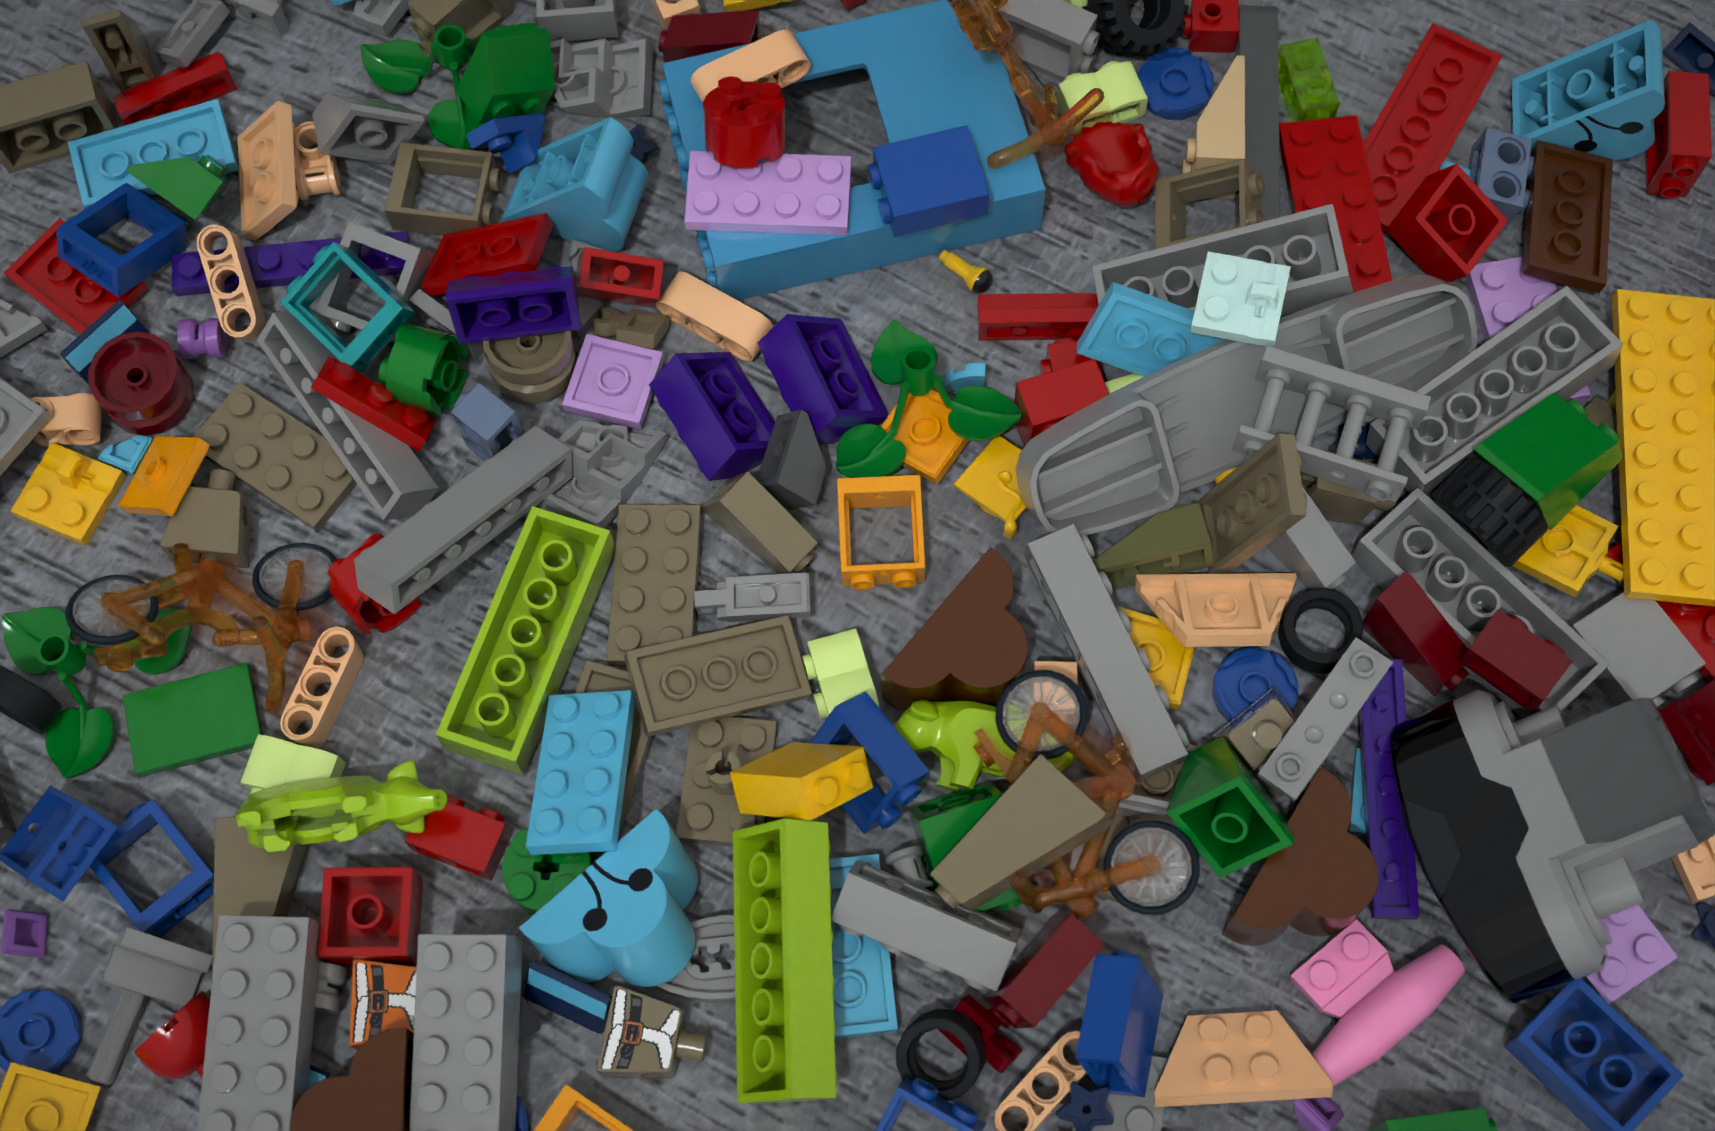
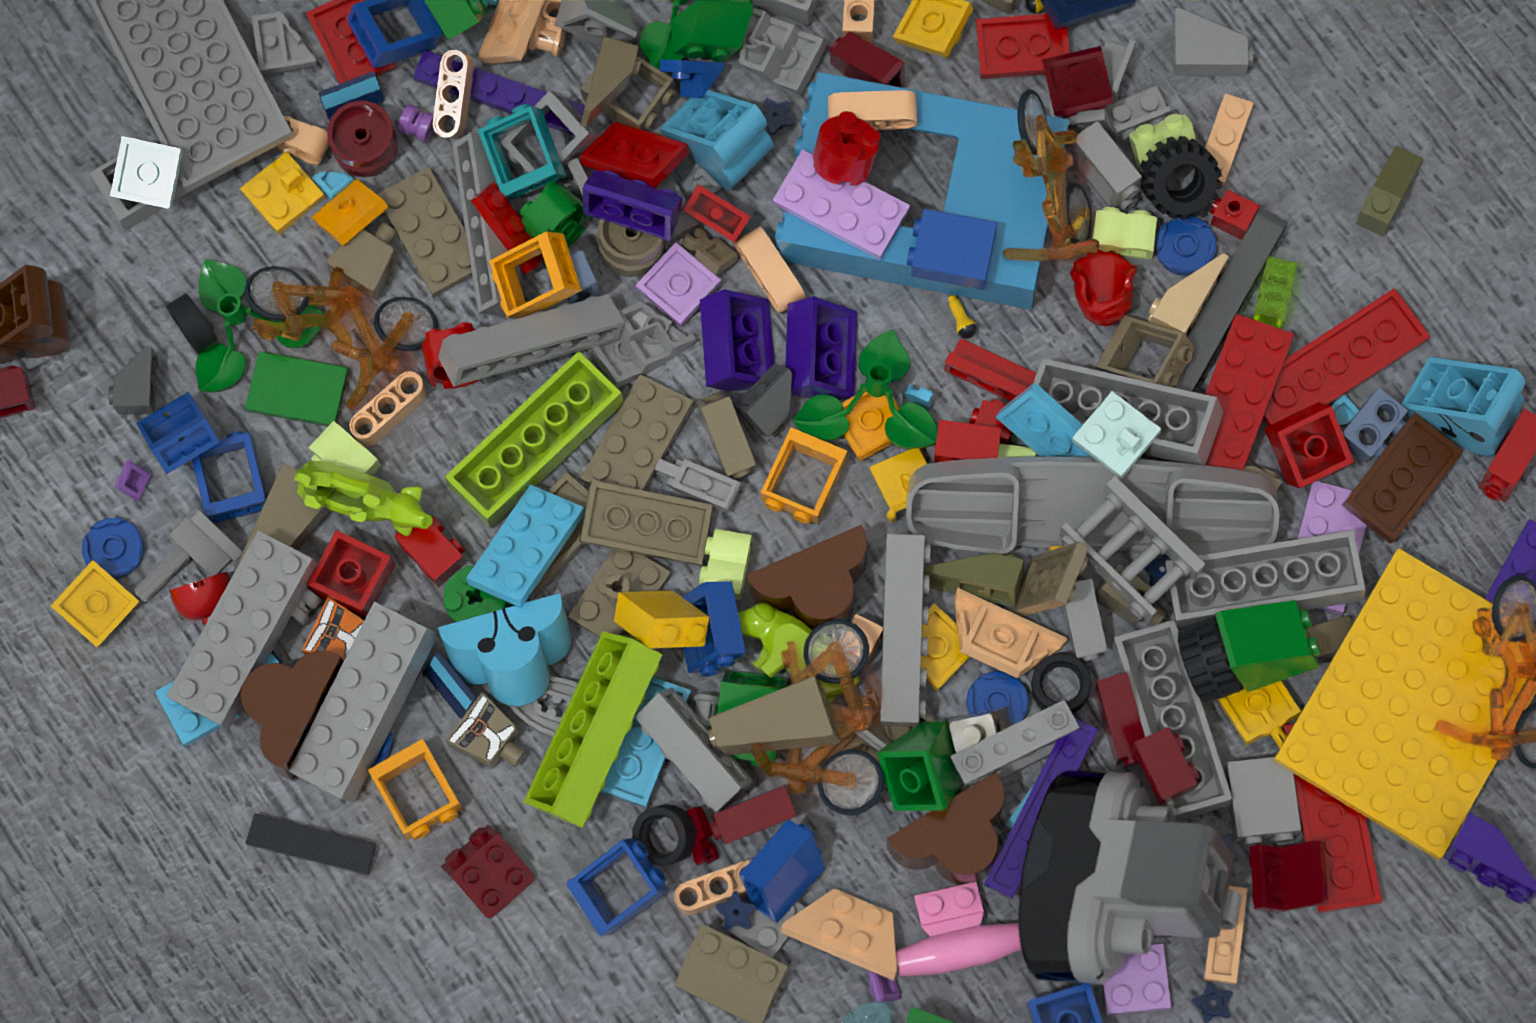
camera: 30 degrees right, 5 degrees up
(415, 175) = (610, 77): none -> dark tan slope
(460, 408) = (559, 267): none -> light orange window

